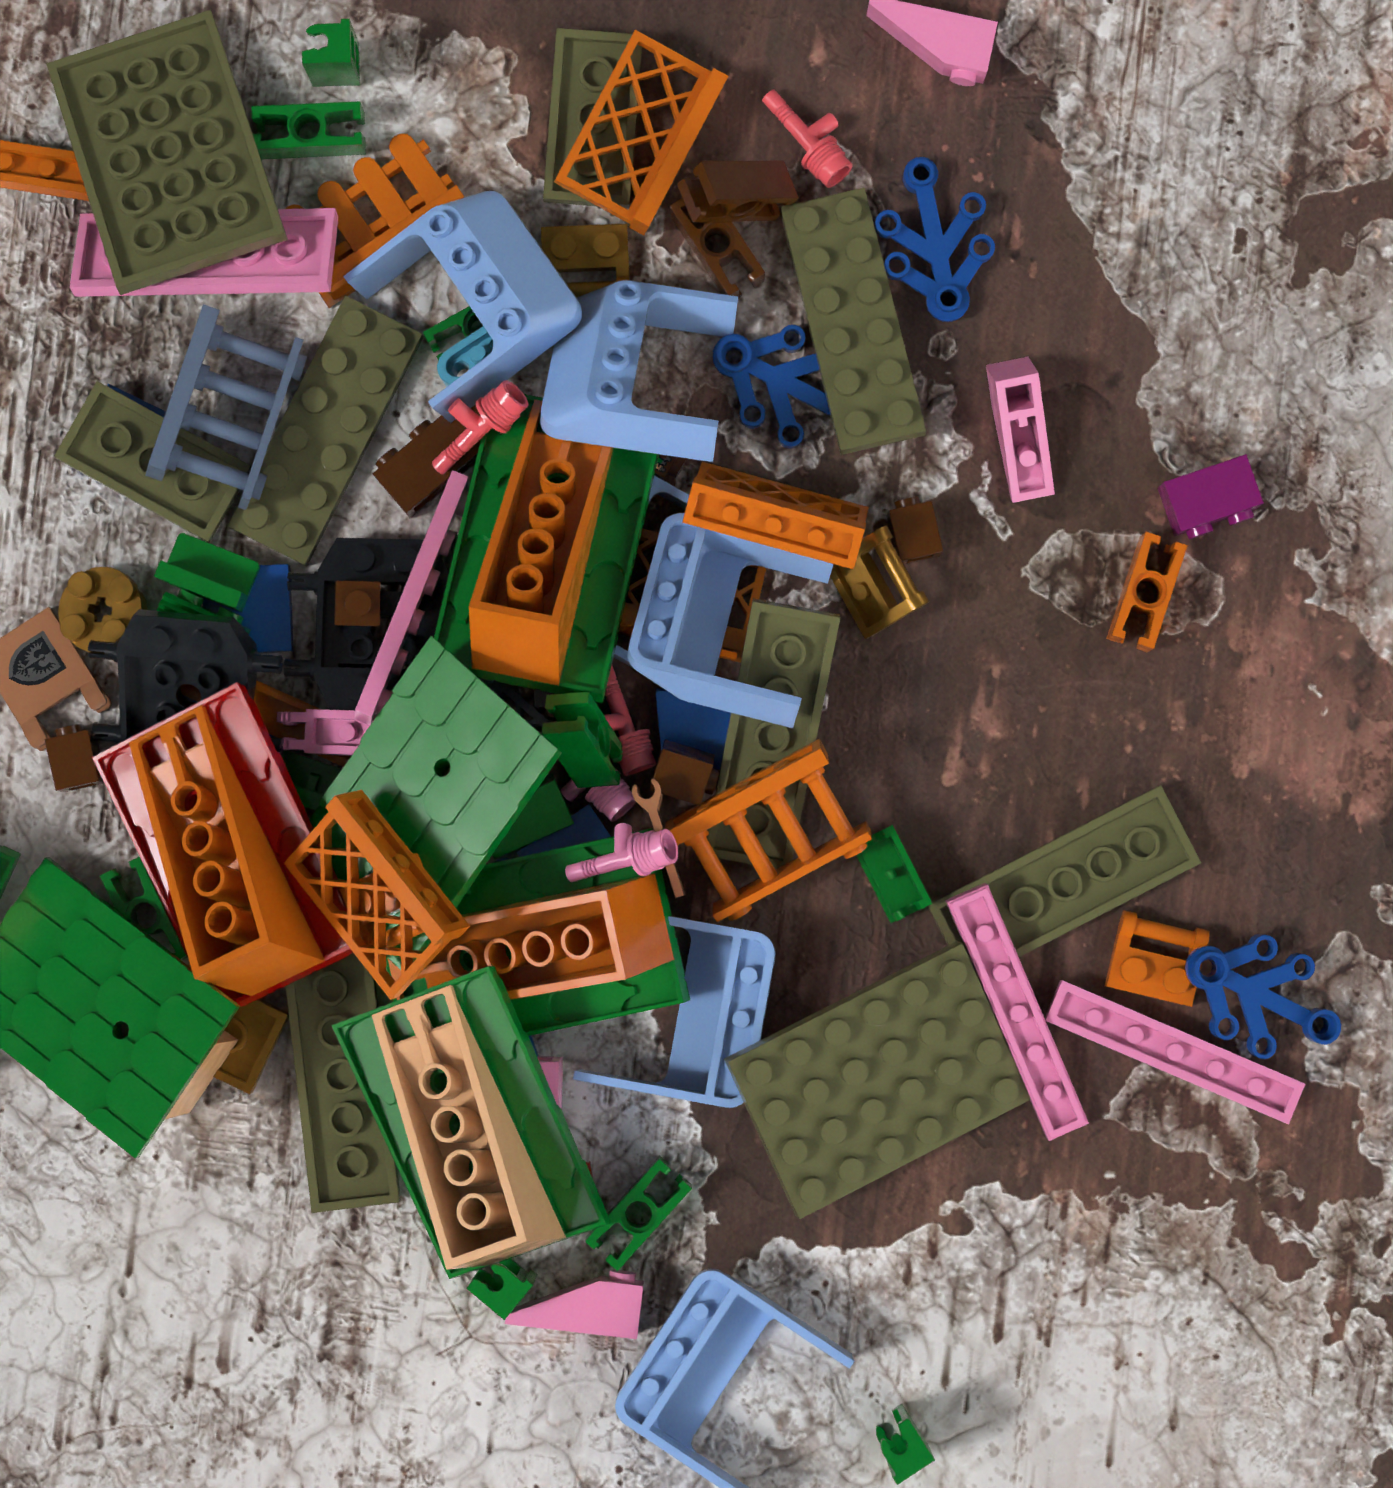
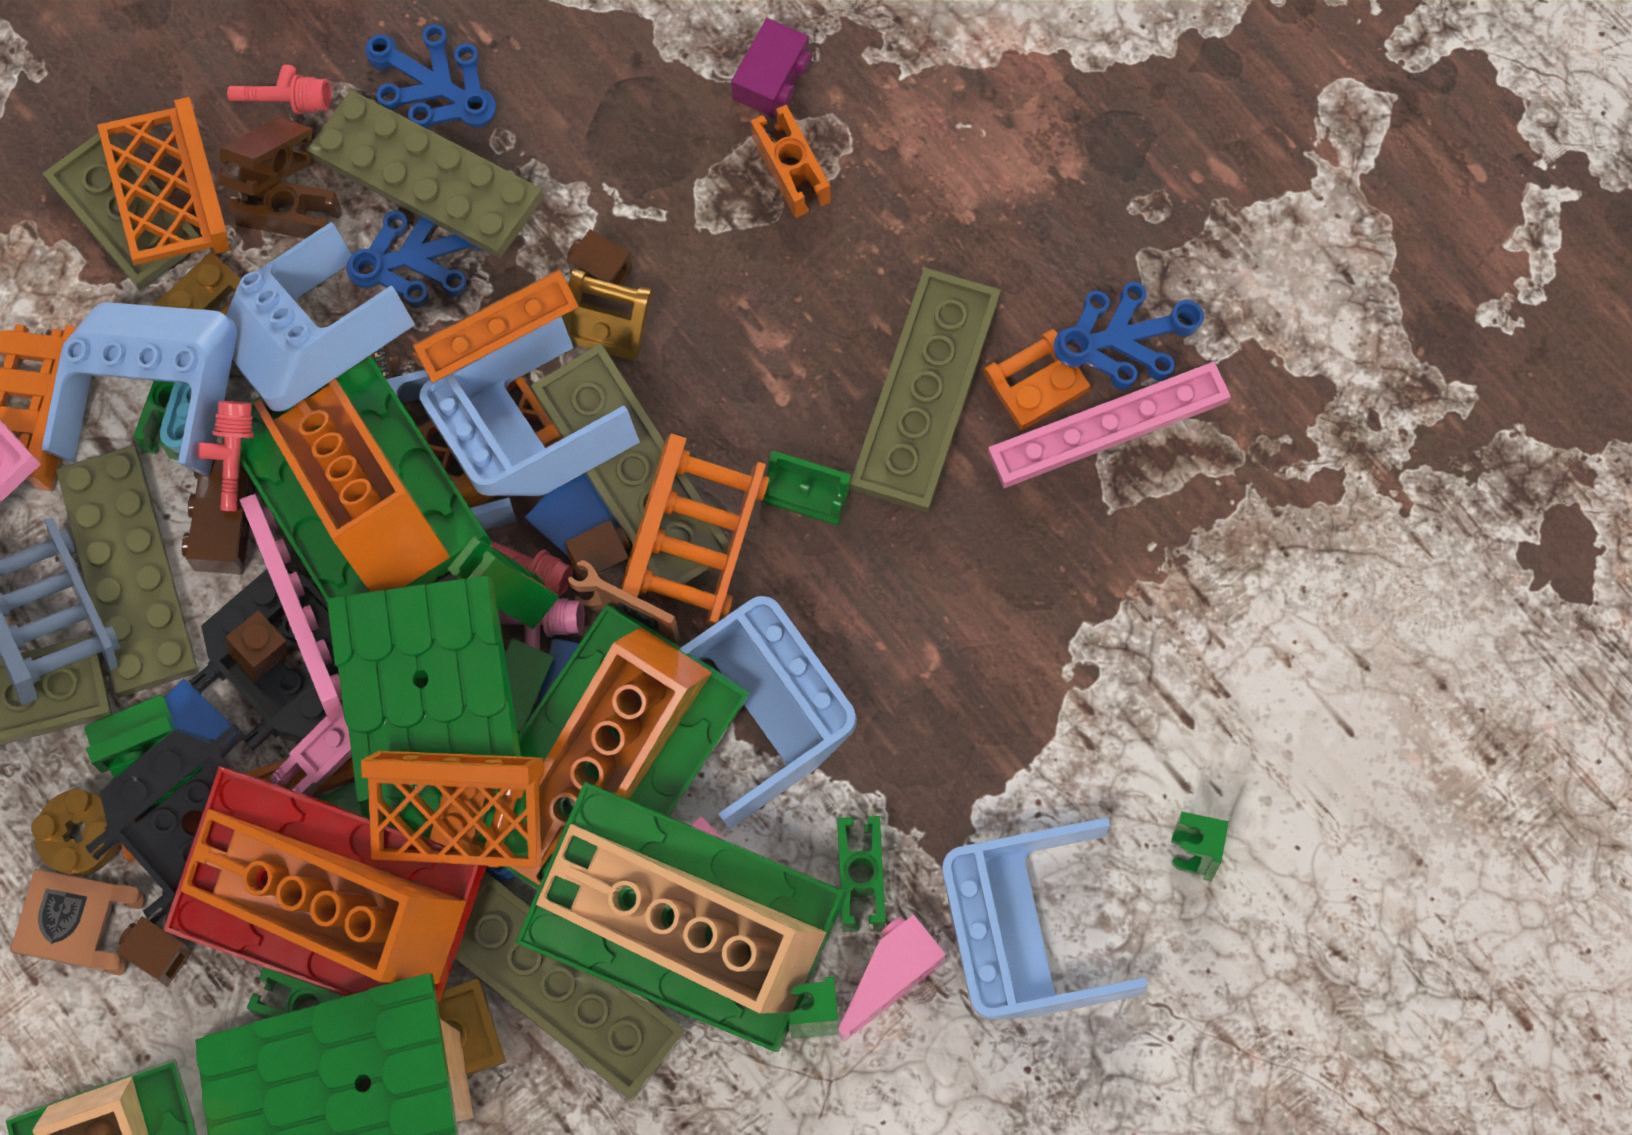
camera: 40 degrees left, 15 degrees down
(642, 851) = (621, 608): bright pink piece -> none
(877, 1079) = (931, 623): olive plate -> none
(1017, 1011) = (980, 495): bright pink tile -> none
(1021, 428) = (604, 137): bright pink slope -> none

